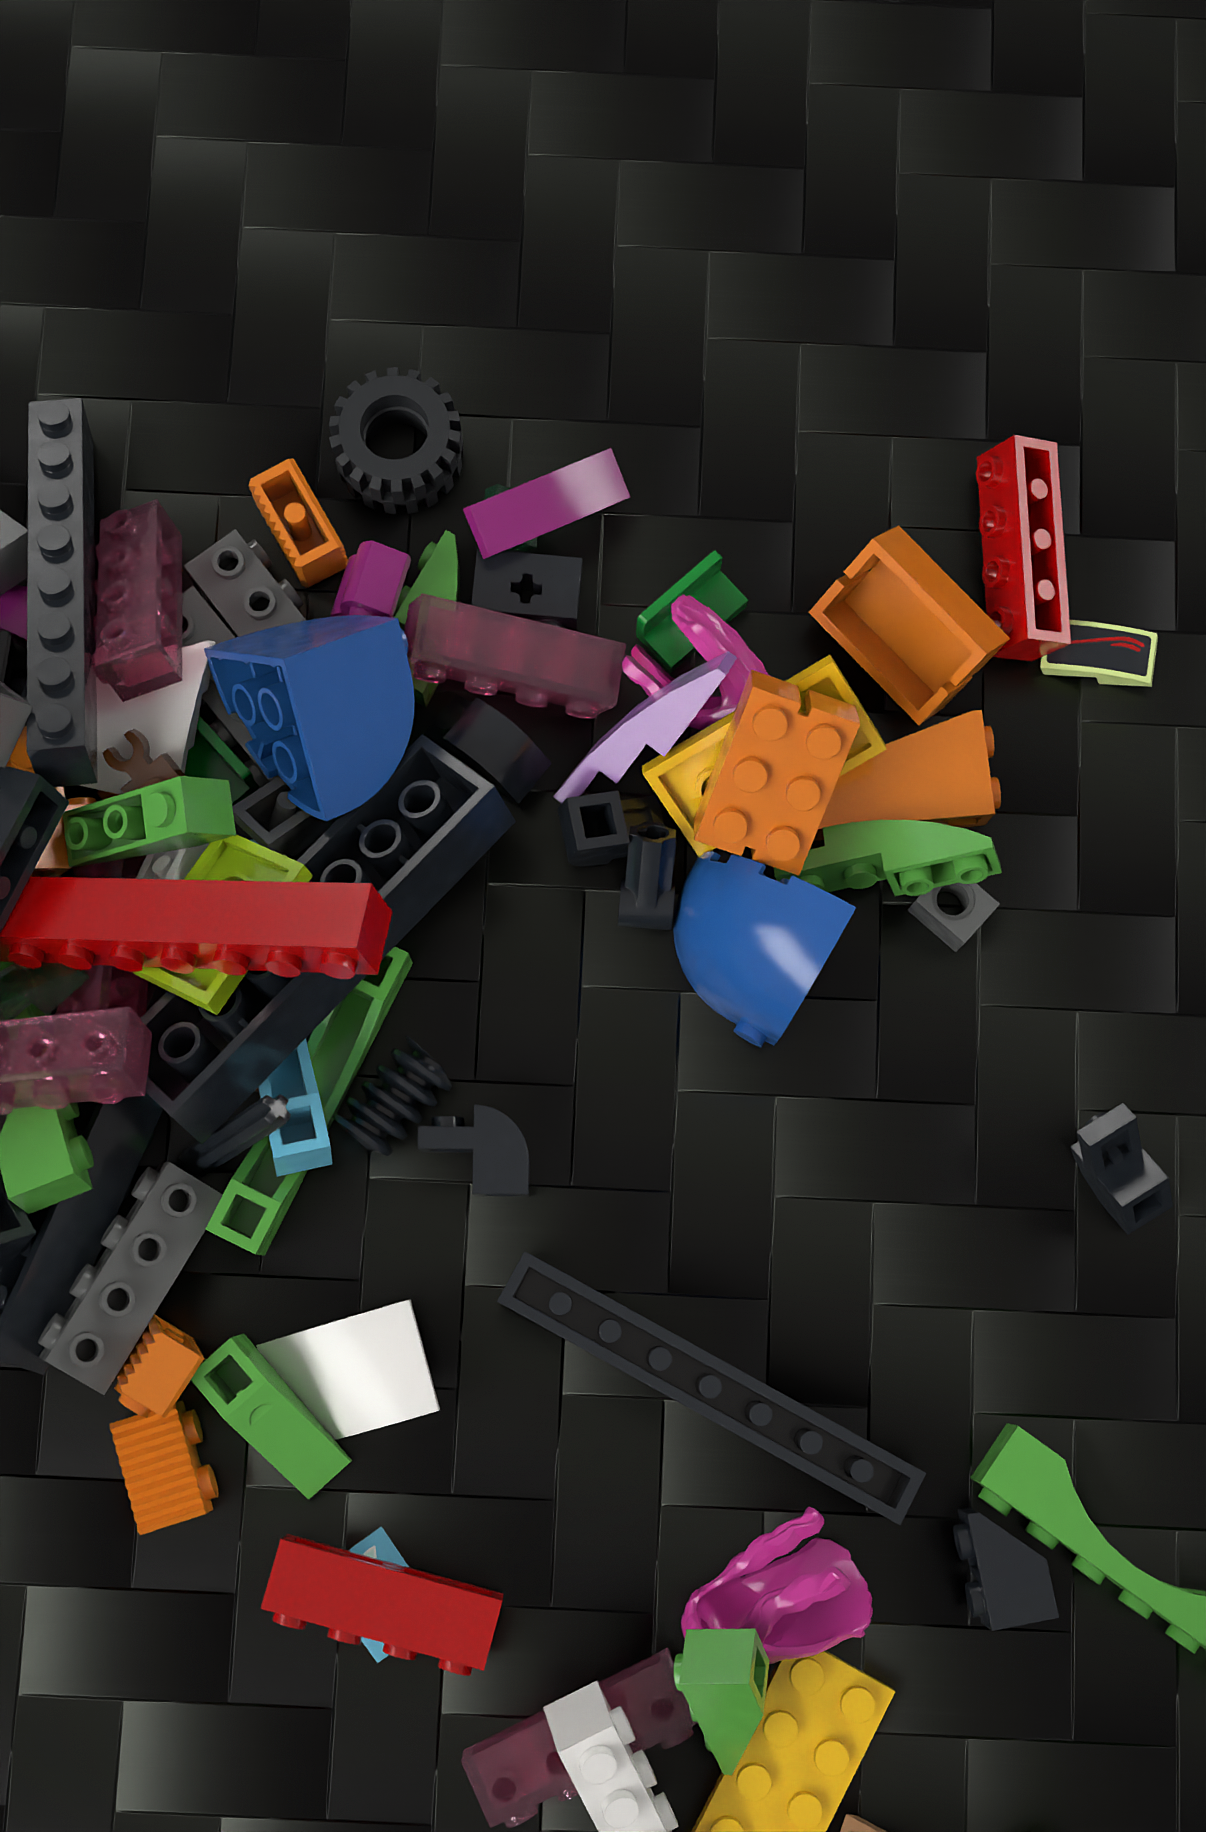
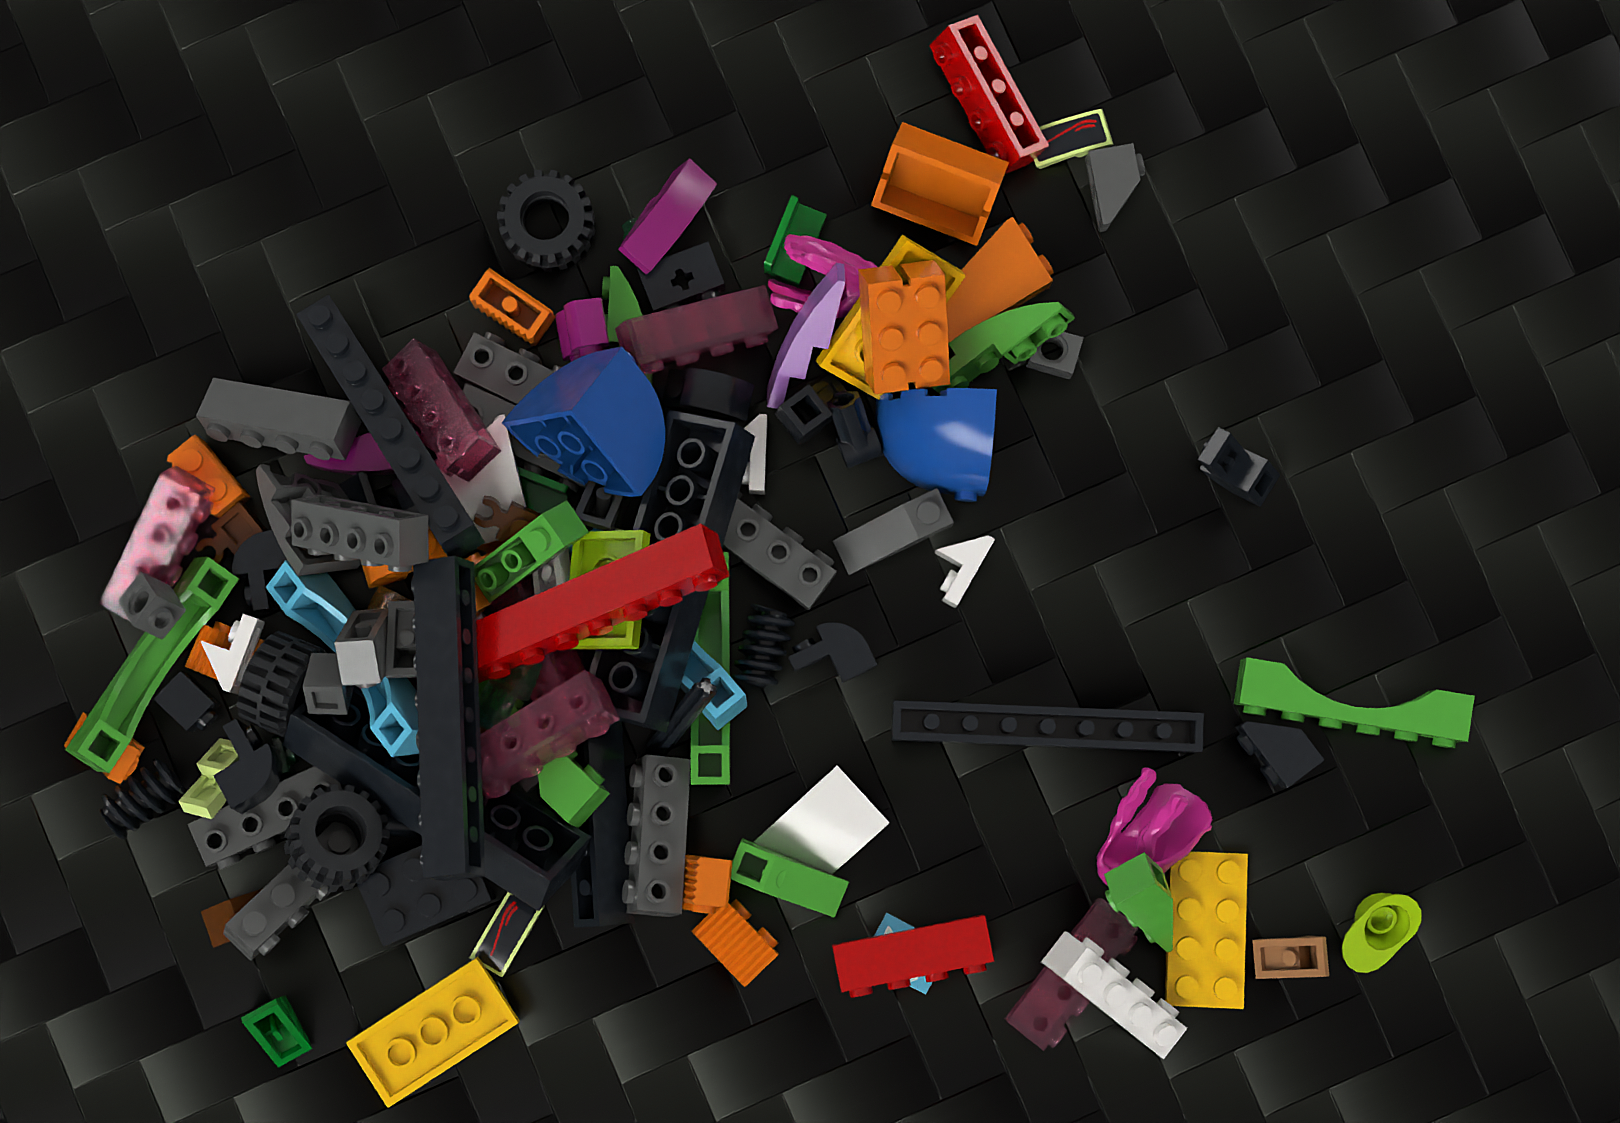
camera: 25 degrees left, 5 degrees up
(472, 986) = (777, 554): none -> dark grey brick
(499, 870) = (755, 469): none -> white slope
(637, 1033) = (893, 531): none -> dark grey slope
(715, 1114) = (968, 557): none -> white slope
(1130, 728) = (1112, 180): none -> dark grey slope

